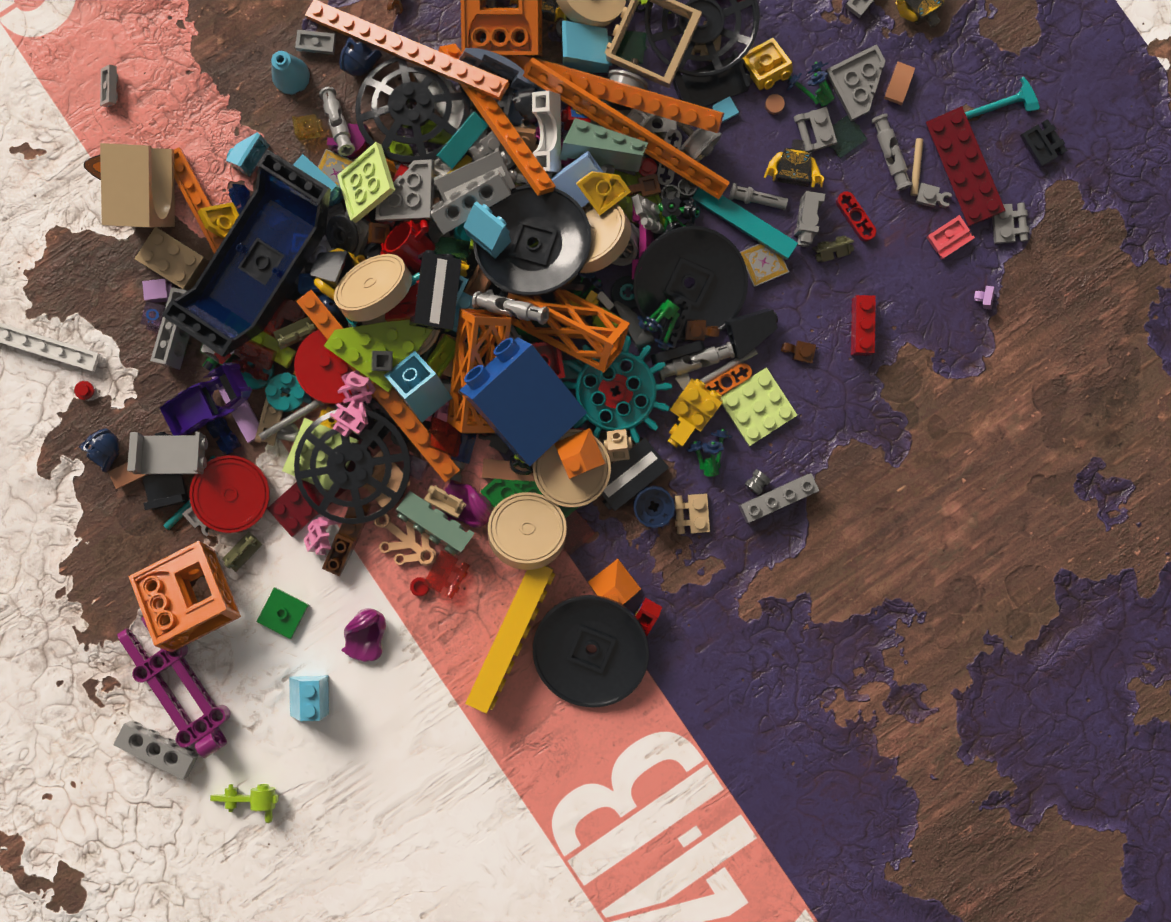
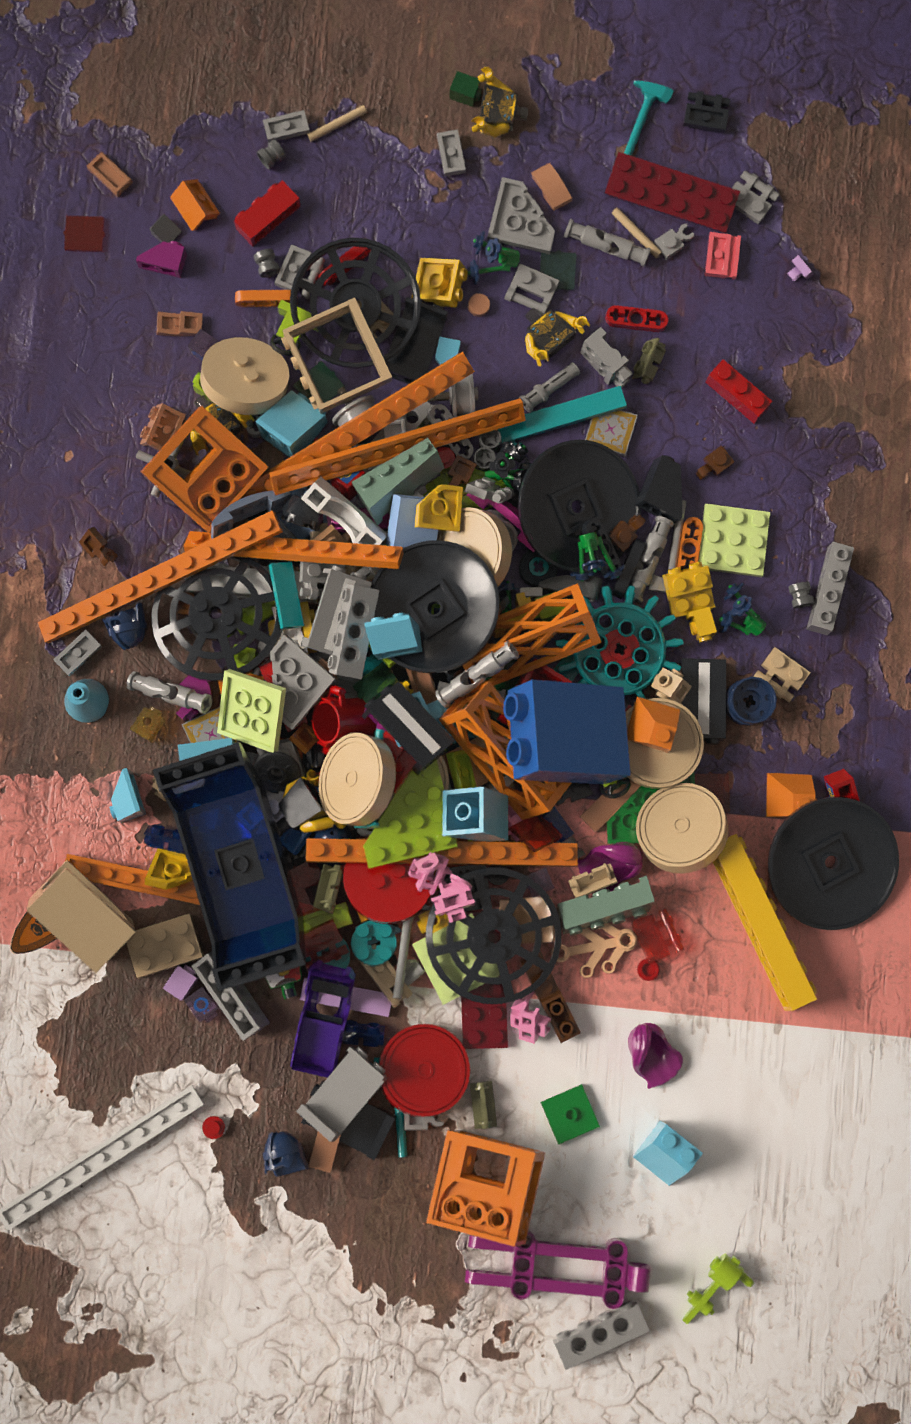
camera: 55 degrees left, 5 degrees down
(381, 360) = (428, 827): dark grey slope -> none

